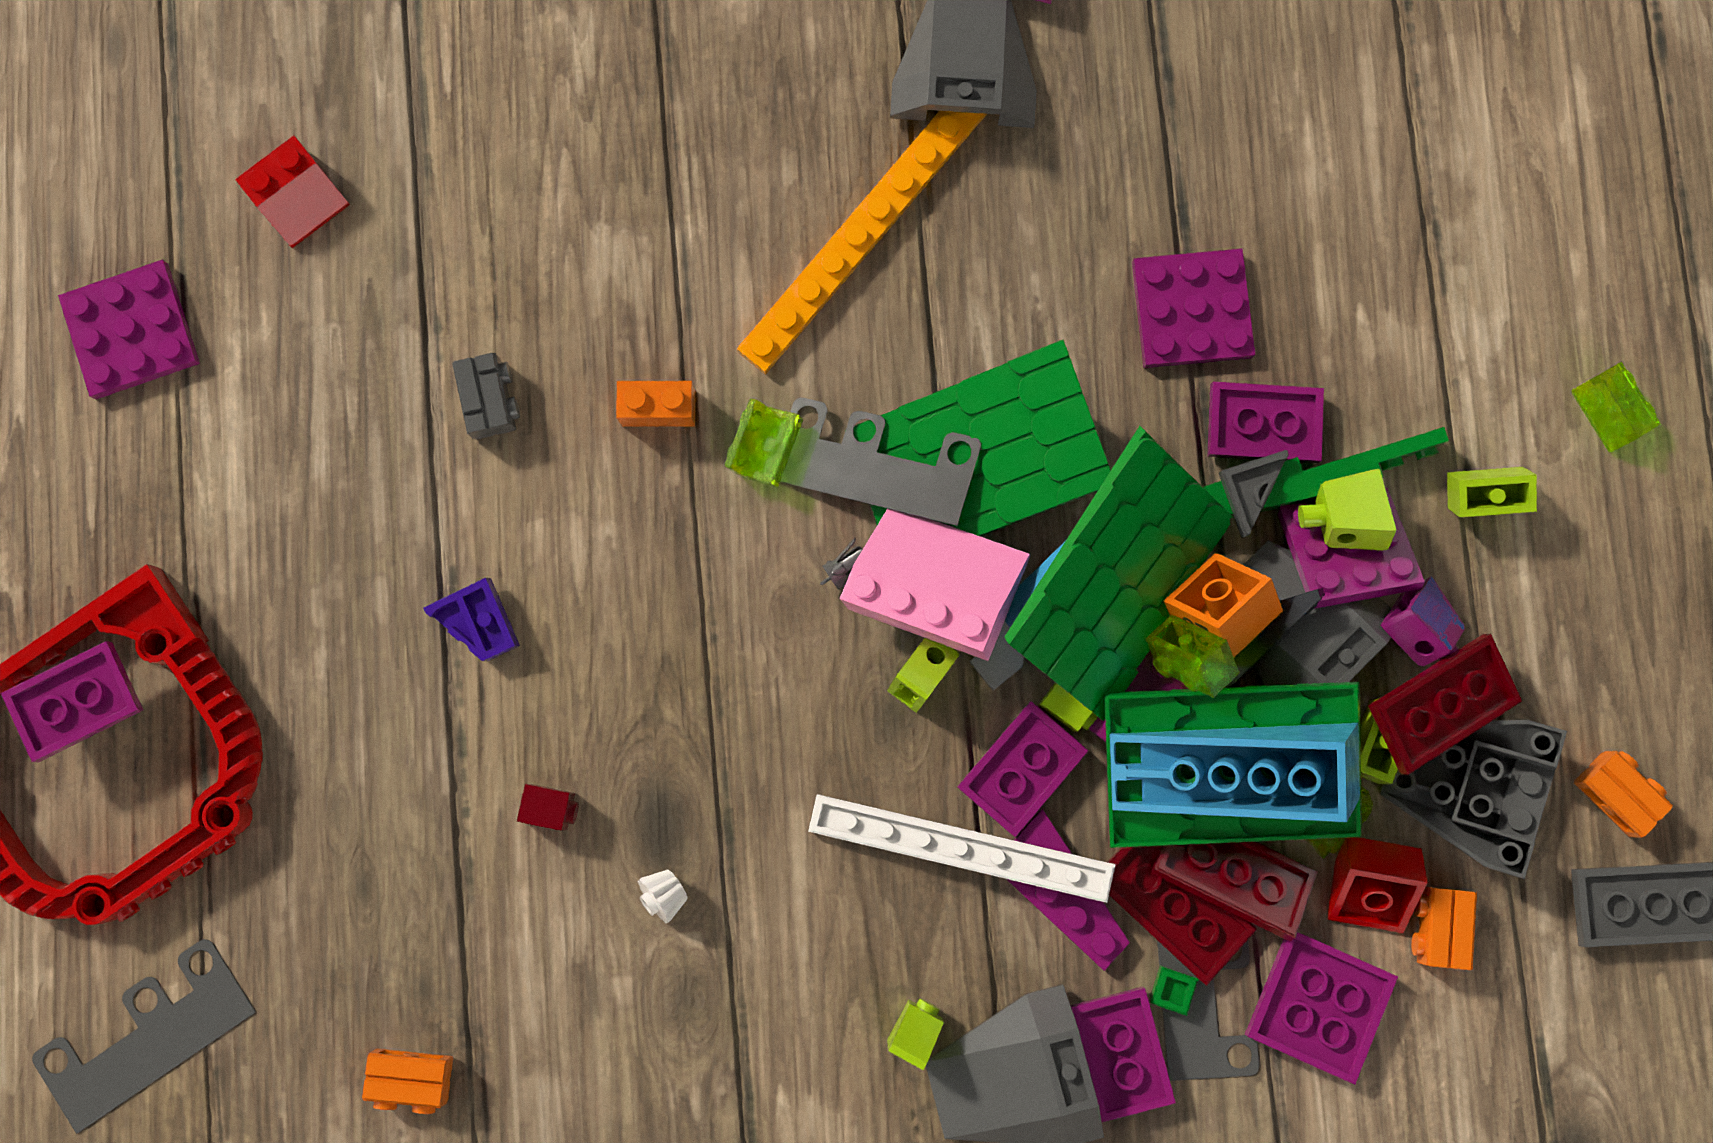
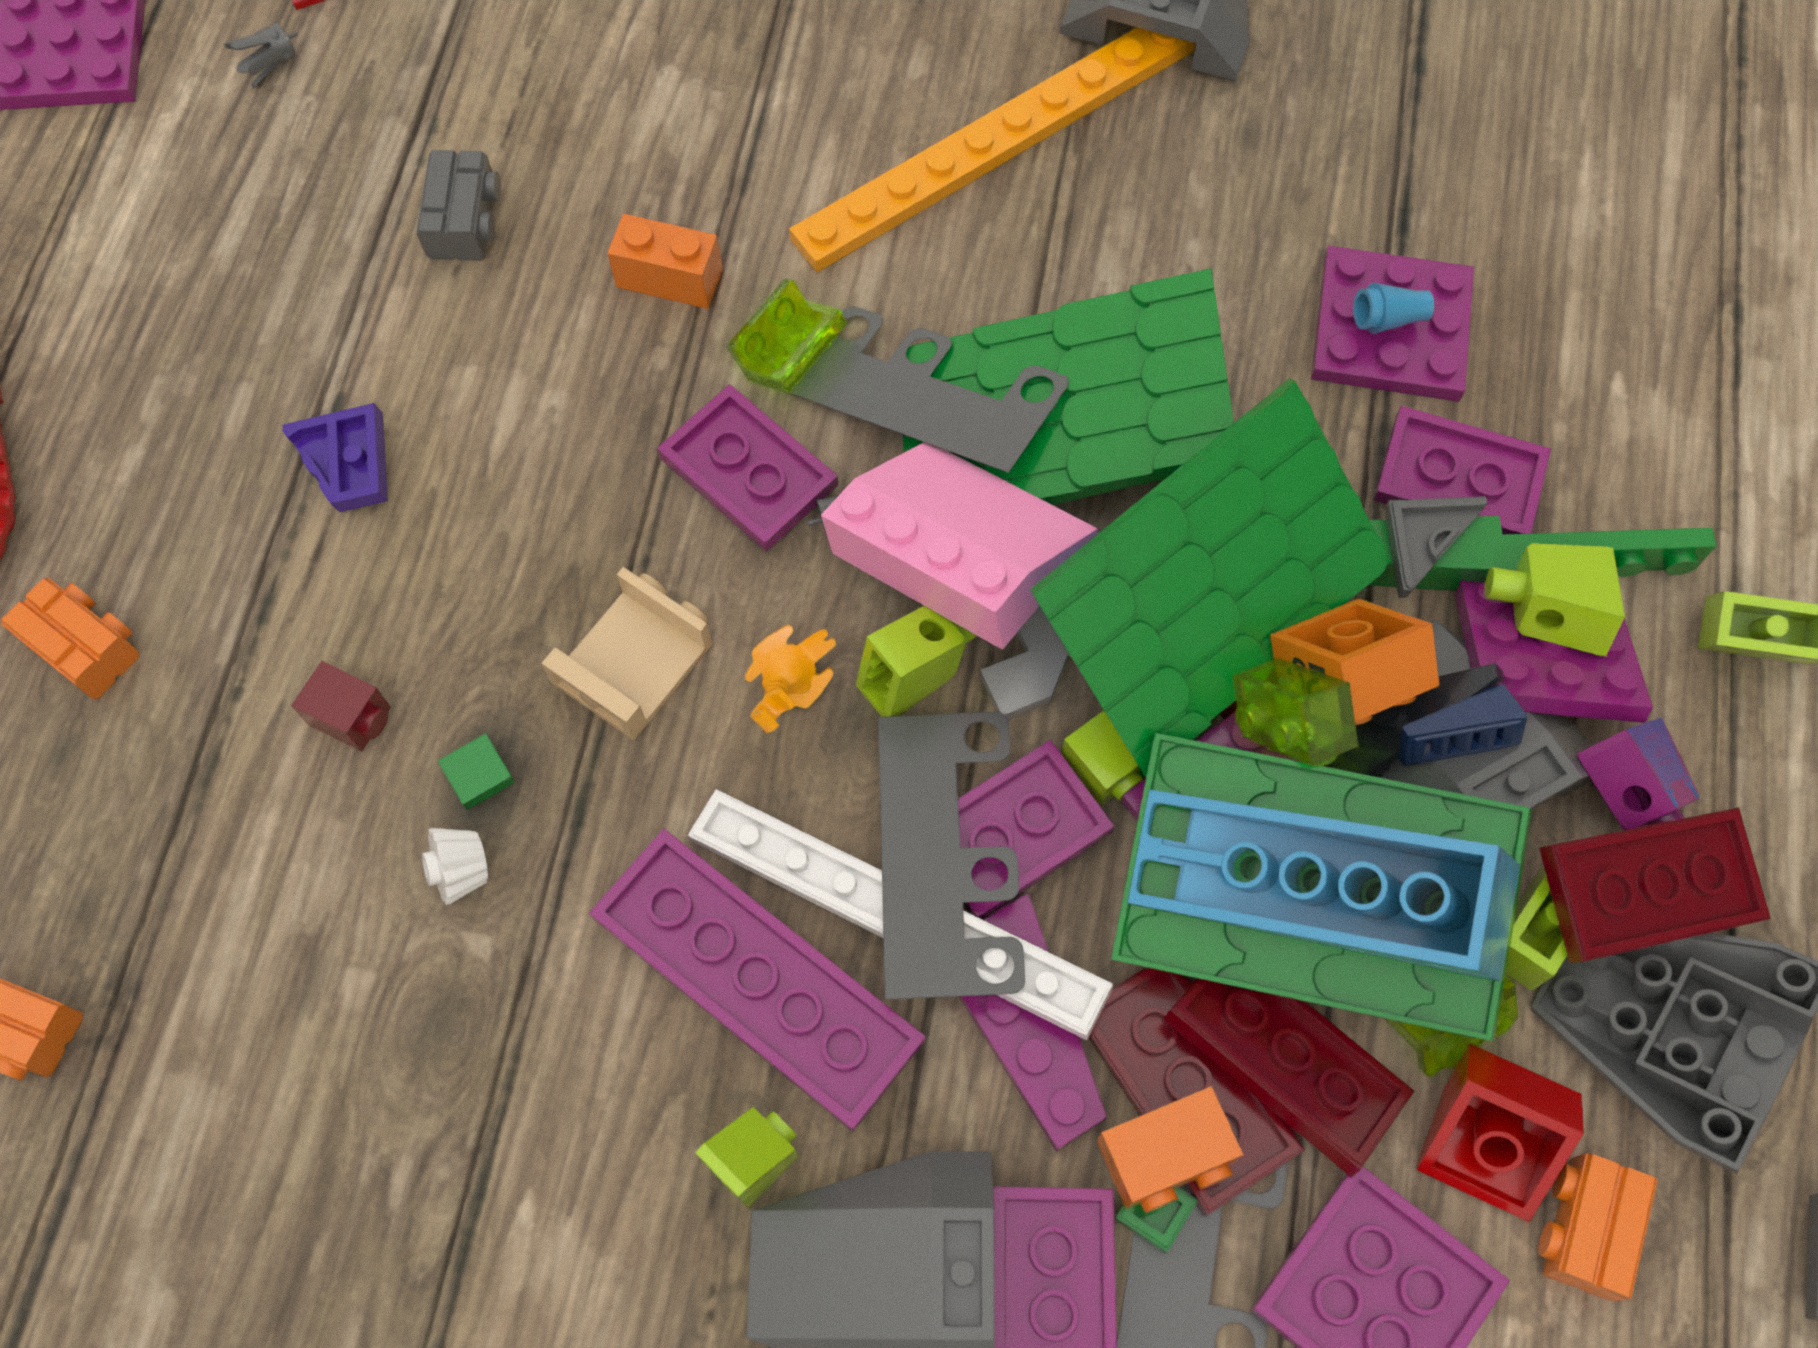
camera: 15 degrees right, 15 degrees down
(286, 290) = (276, 49): none -> dark grey piece
(340, 808) = (71, 637): none -> orange brick
(651, 824) = (476, 771): none -> green tile
(729, 714) = (632, 655): none -> tan panel
(765, 551) = (748, 467): none -> magenta plate
(842, 703) = (788, 673): none -> light orange piece
(883, 914) = (758, 979): none -> magenta plate
(969, 810) = (925, 868): none -> dark grey piece
(1175, 958) = (1169, 1150): none -> orange brick
(1189, 309) = (1389, 307): none -> dark azure cone
(1309, 629) = (1468, 727): none -> dark blue slope

